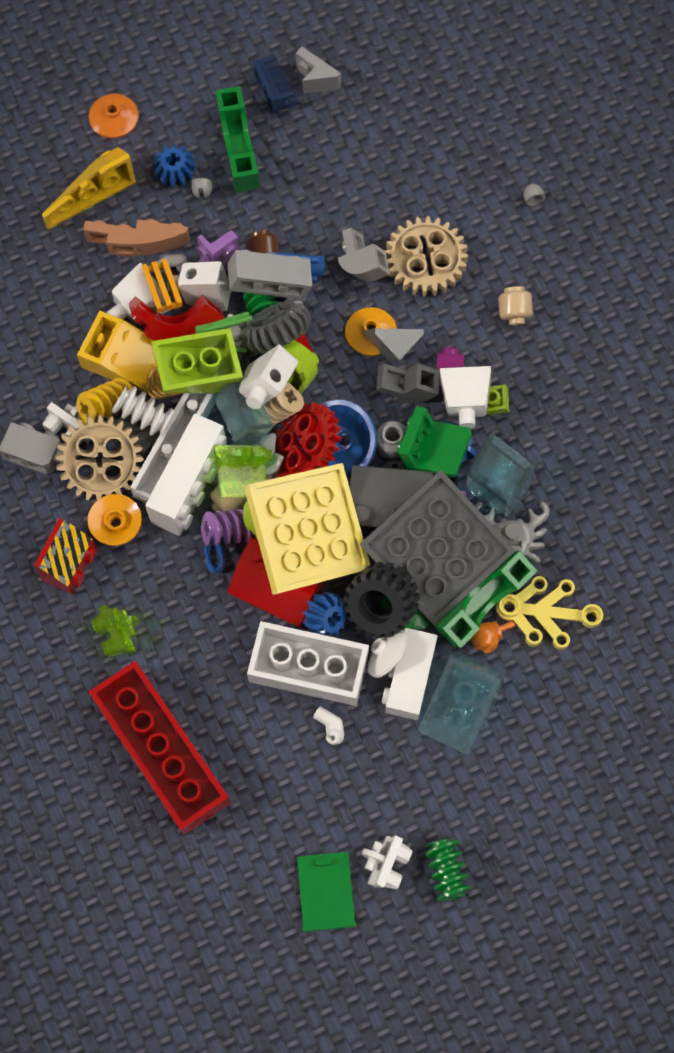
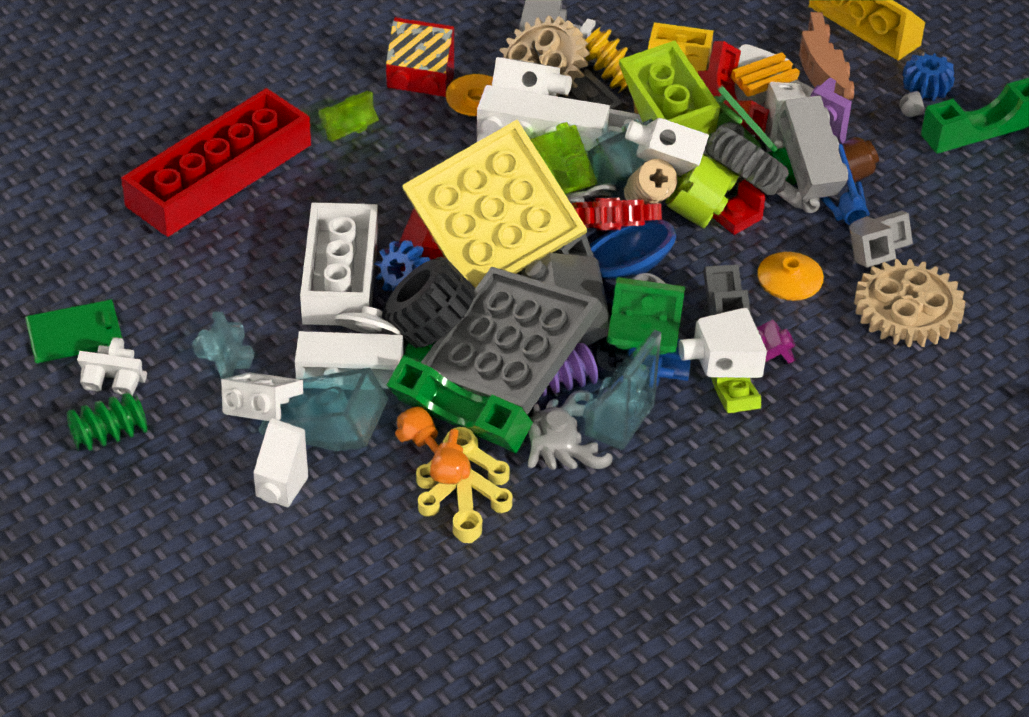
camera: 75 degrees right, 25 degrees down
(113, 124) = (972, 31): orange dish -> none
(137, 469) = (530, 77): none -> white torso
(143, 410) = (603, 74): white piece -> none
(232, 313) = (725, 95): none -> green container
(333, 725) = (265, 309): white arm -> none
(377, 772) = (223, 347): none -> clear light blue hips
(394, 342) = (777, 285): slope -> none
(439, 747) = (258, 395): none -> white bracket
(515, 305) = (876, 393): tan head -> none
(524, 741) = (281, 463): none -> white slope
(536, 617) = (450, 462): none -> orange piece

